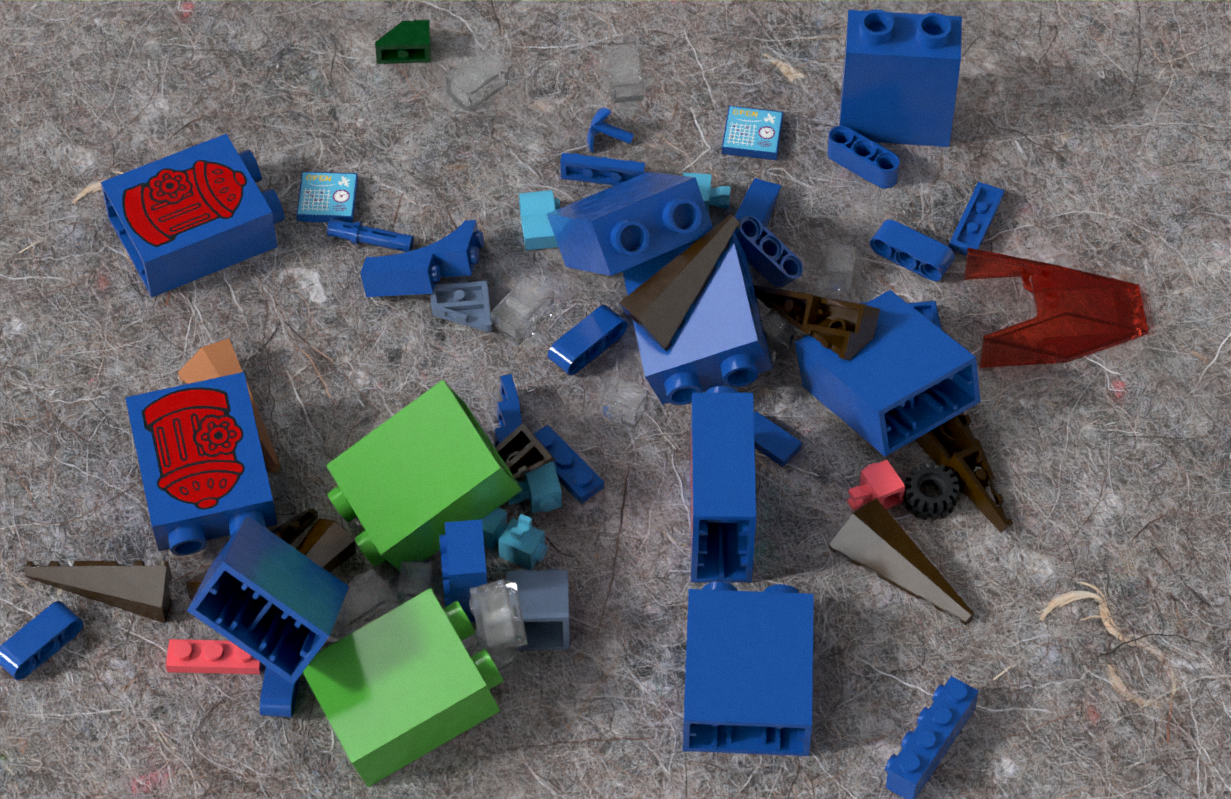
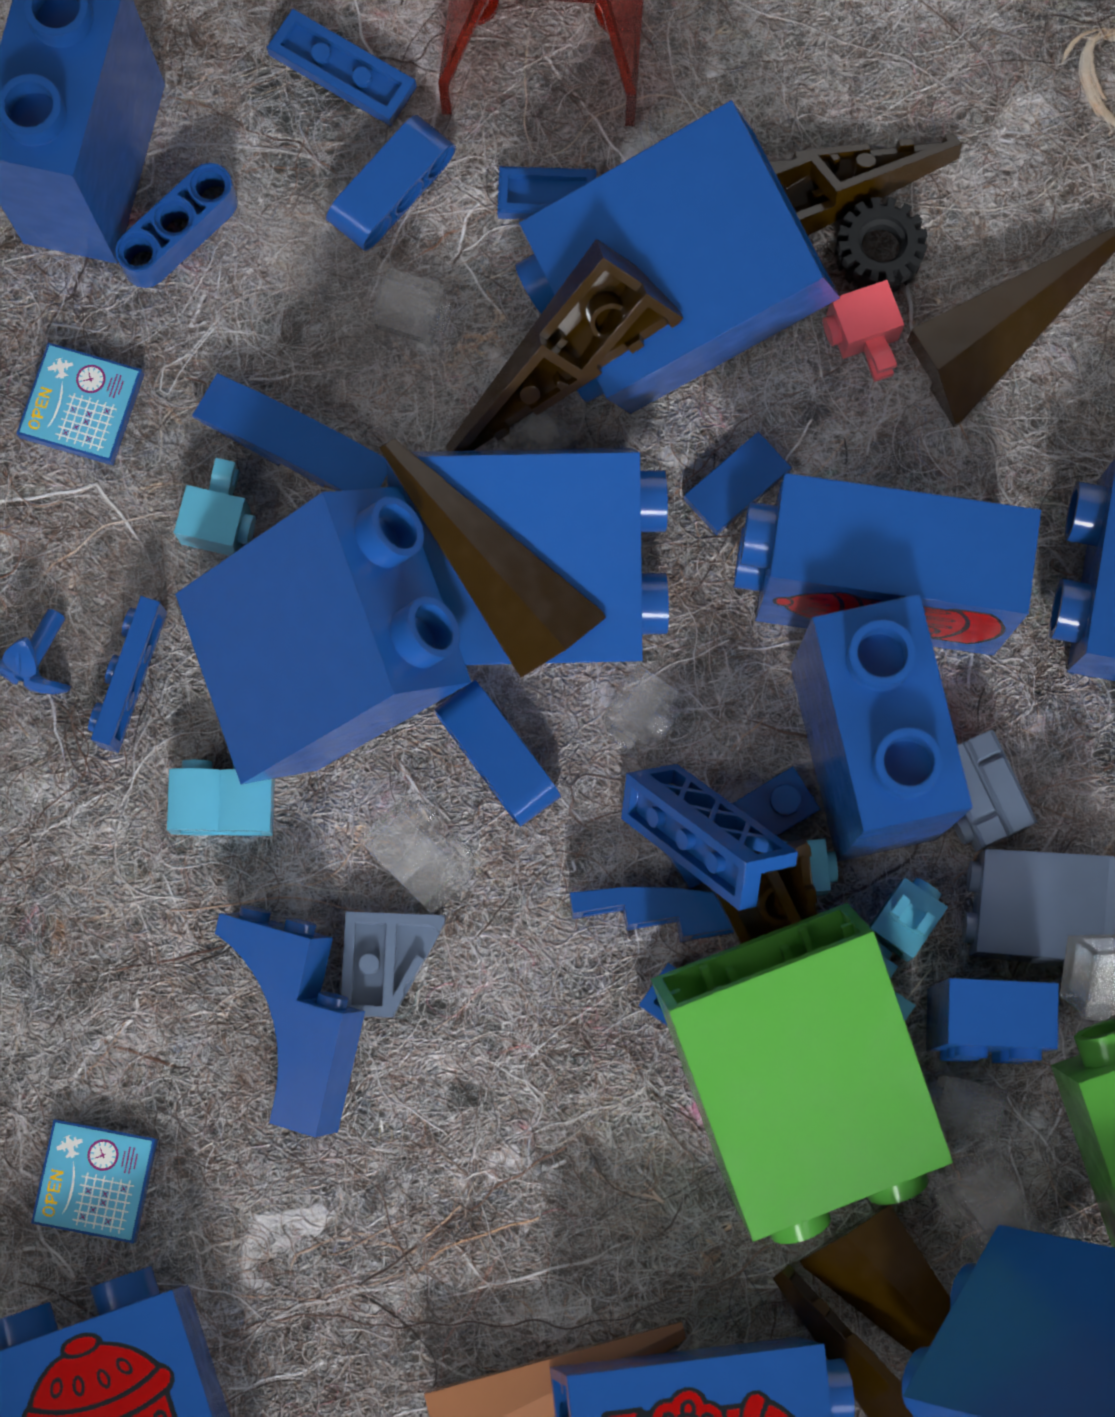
camera: 80 degrees left, 25 degrees up
(357, 233) = (177, 1169): blue pin -> none
(558, 414) = (703, 832): none -> blue fence
(604, 575) = (995, 795): none -> sand blue brick
(620, 481) = (879, 728): none -> blue brick
(777, 255) = (383, 413): blue beam -> none

